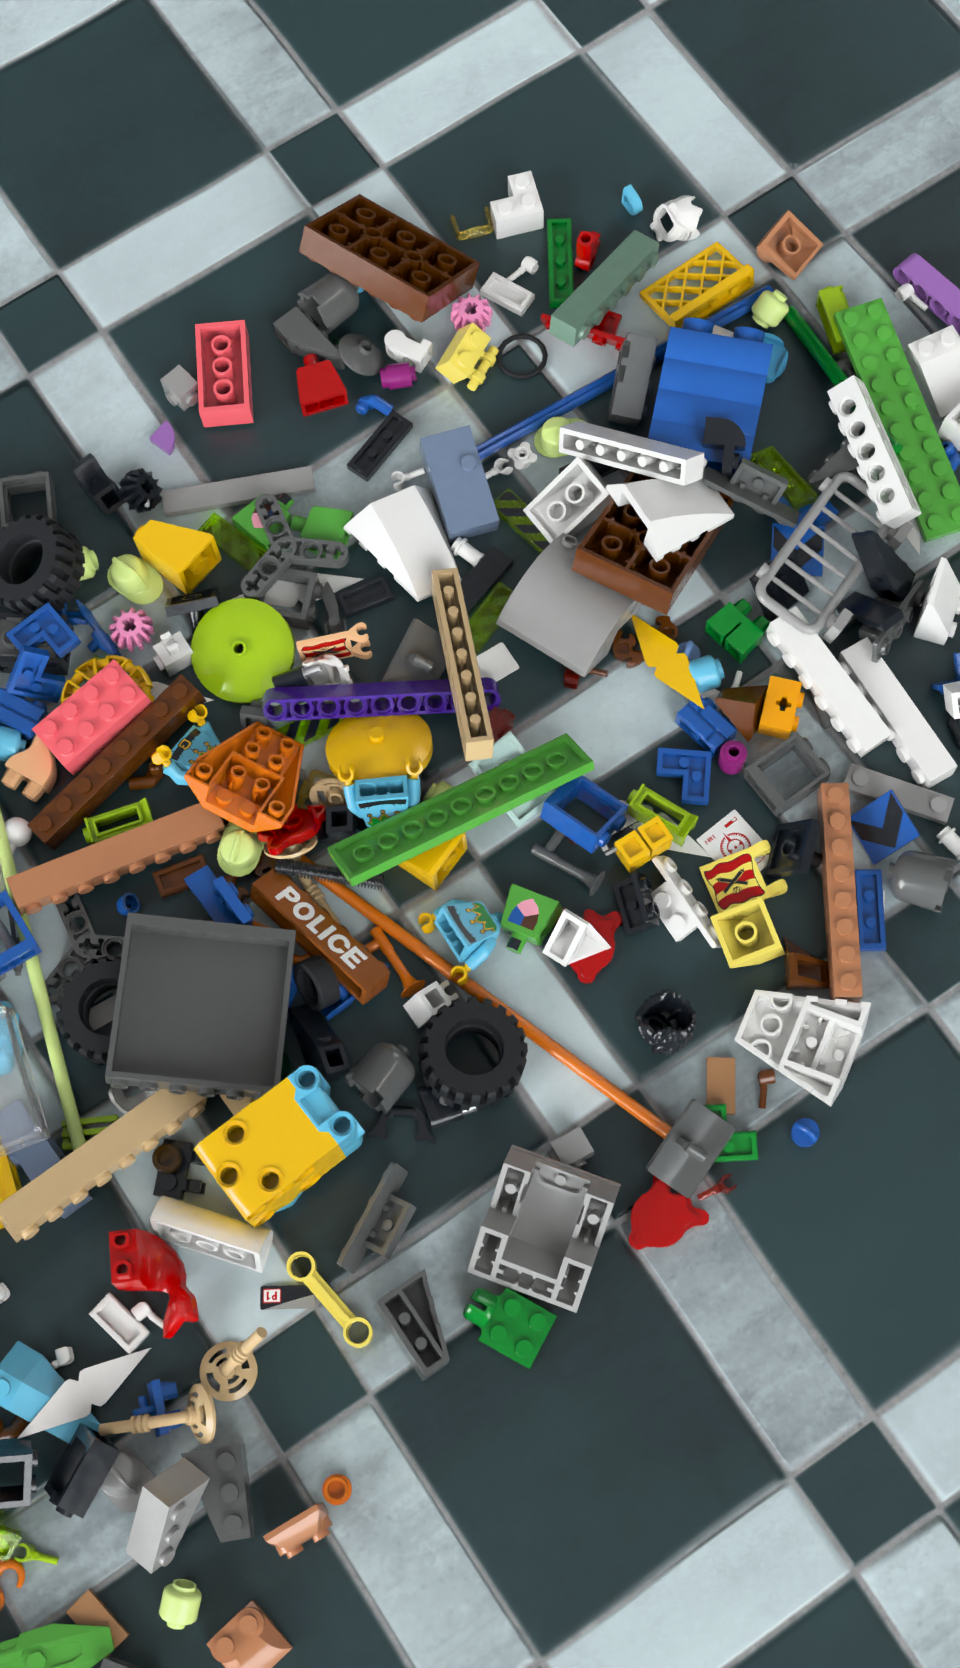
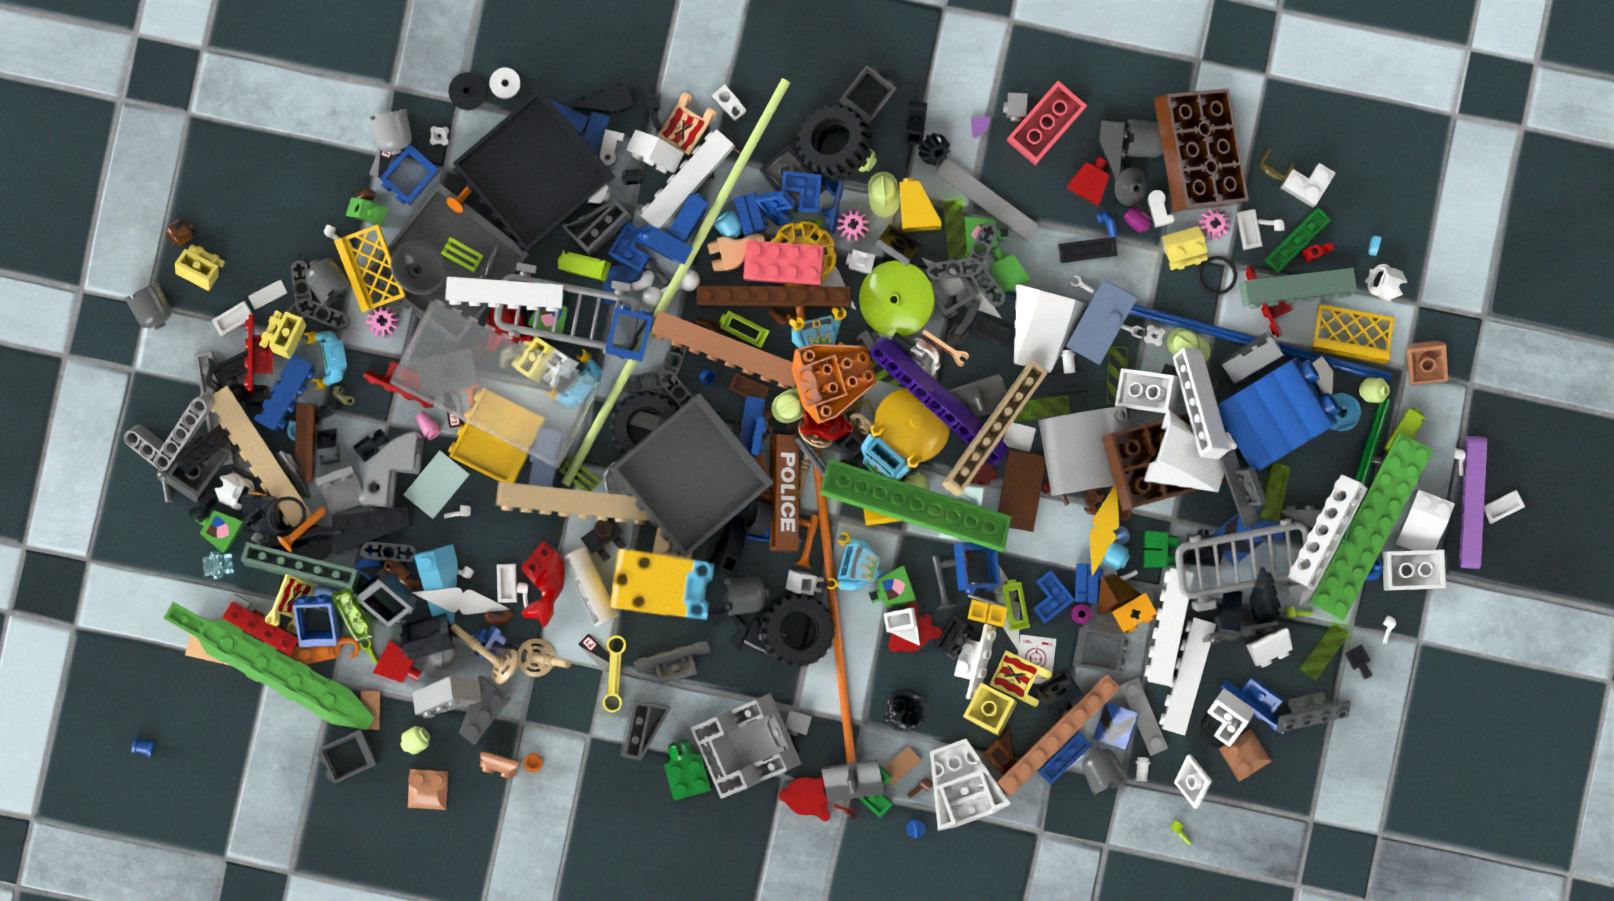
camera: 40 degrees right, 15 degrees up
(78, 1539) = (395, 664): none -> red torso
(147, 1372) = (498, 620): none -> reddish brown arm
(548, 703) = (1022, 489): none -> reddish brown tile
(725, 435) = (1256, 449): black brick -> none
(920, 564) = (1291, 612): none -> lime hand

